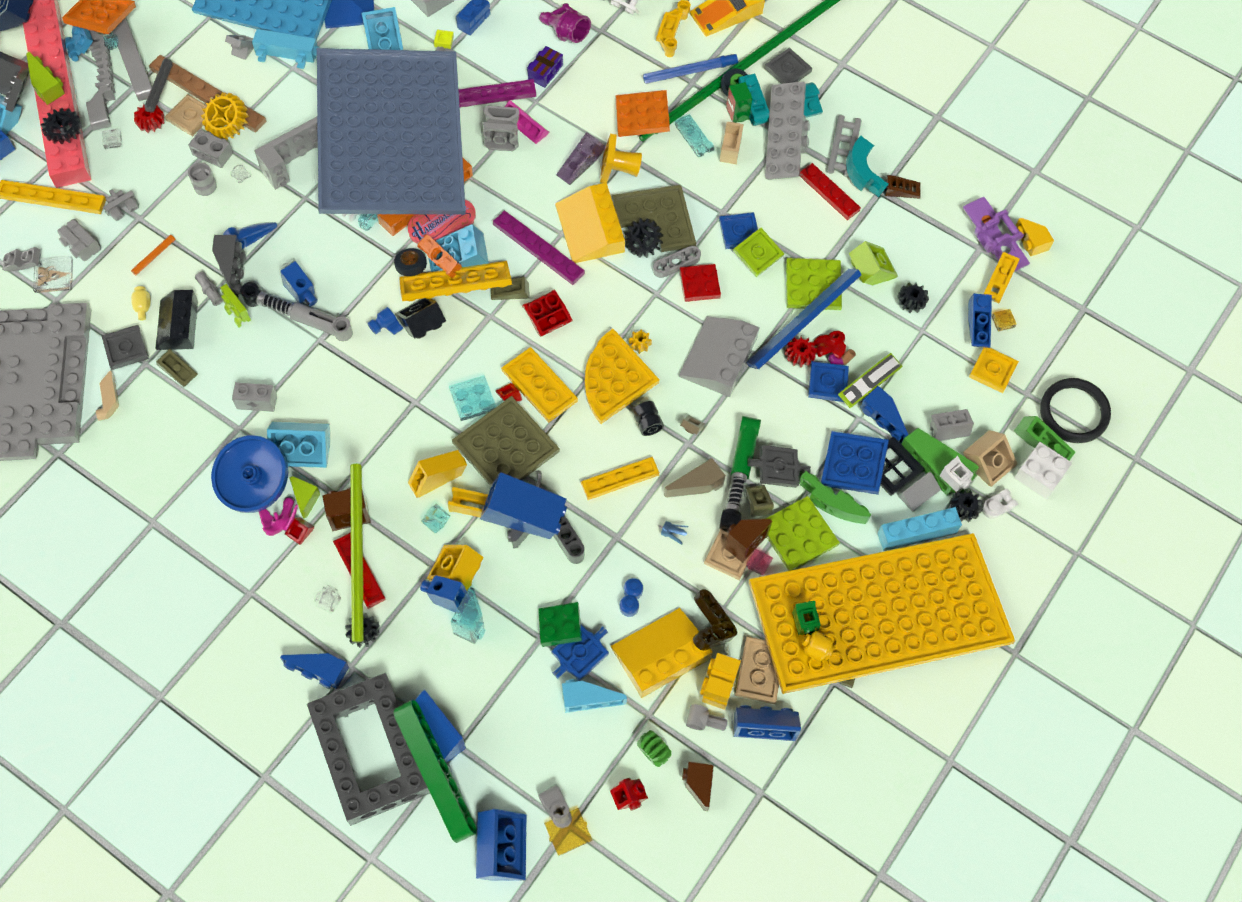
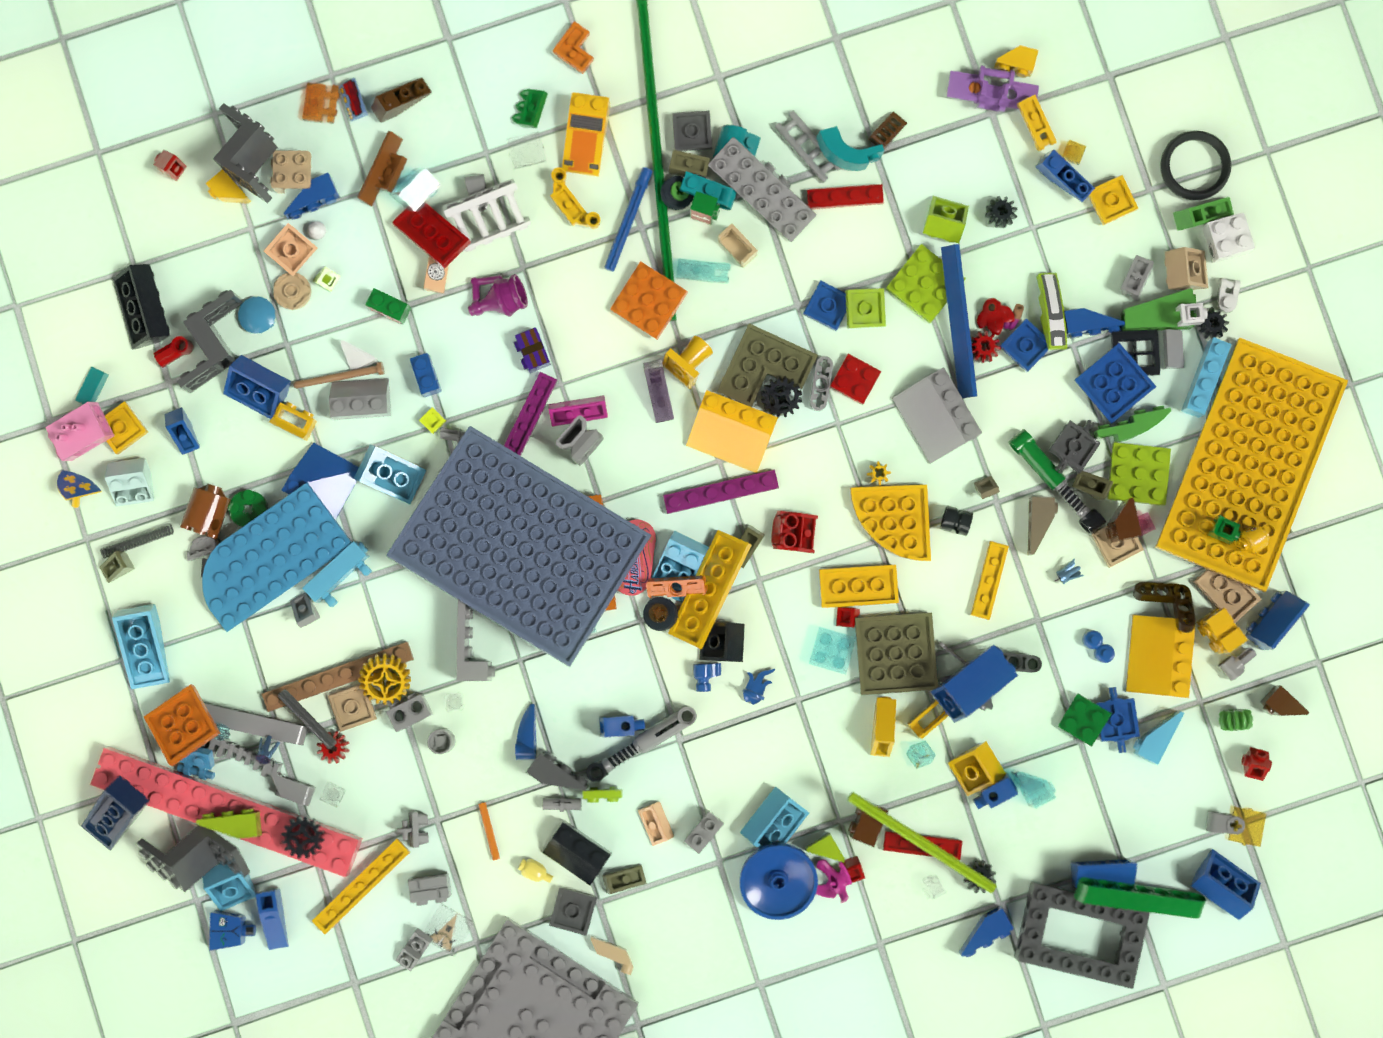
camera: 45 degrees left, 20 degrees up
(111, 74) = (263, 755): none -> flat silver piece
(239, 363) = (656, 823): none -> light nougat slope
(402, 363) = (755, 689): none -> blue piece
(763, 73) = (688, 162): none -> olive panel

